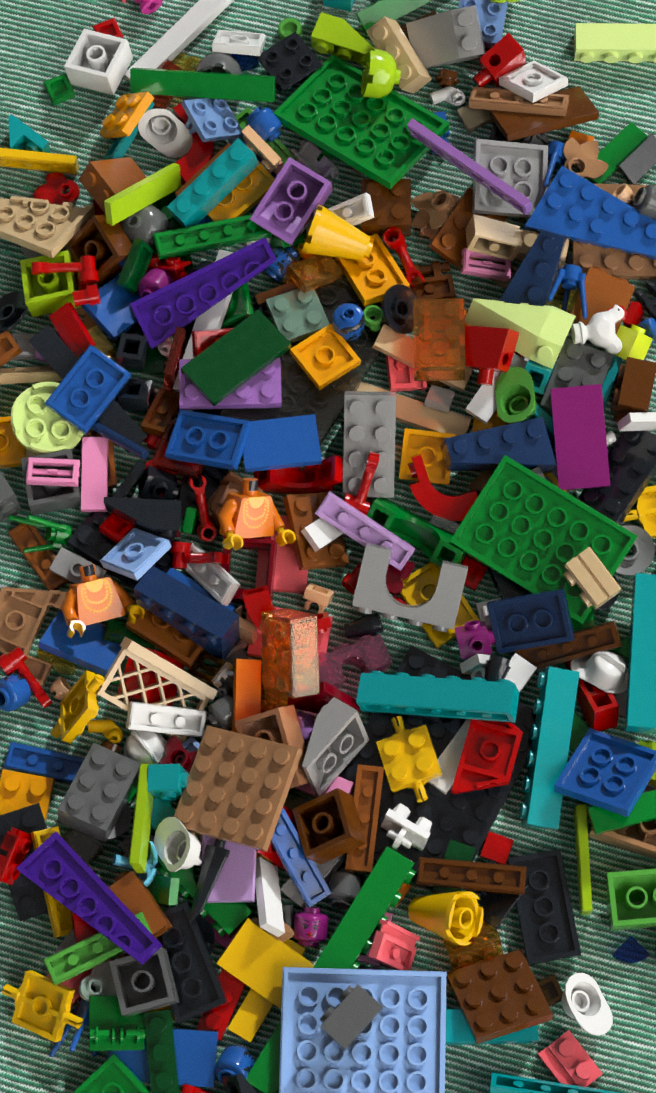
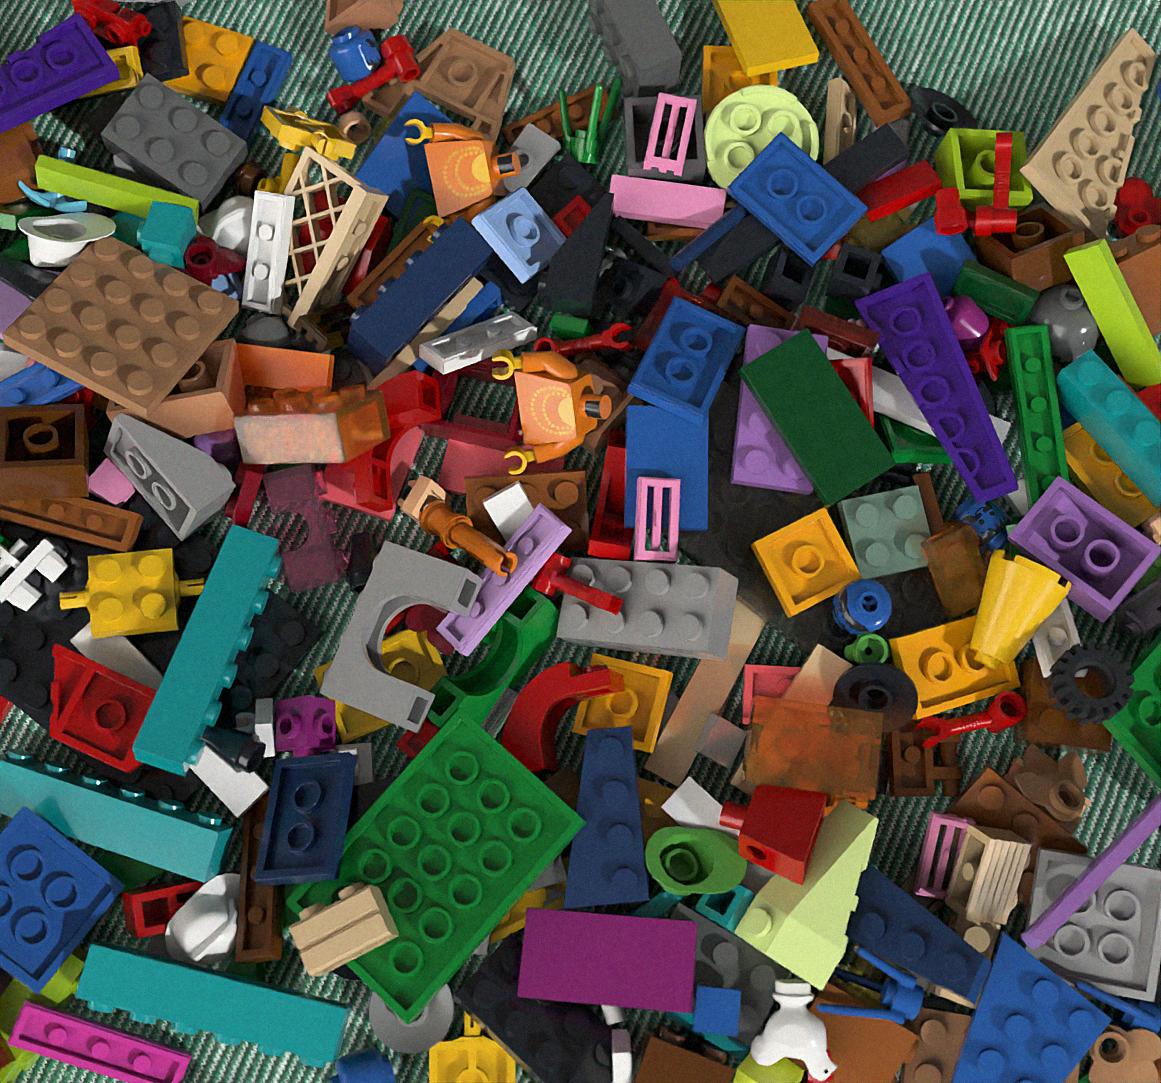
camera: 95 degrees right, 5 degrees up
(182, 555) = (511, 309): red brick -> none
(306, 450) = (655, 554): none -> bright pink tile
(337, 566) = (458, 532): none -> orange pin
(377, 175) = (1102, 663): none -> black tyre
(597, 372) = (716, 1010): none -> blue tile

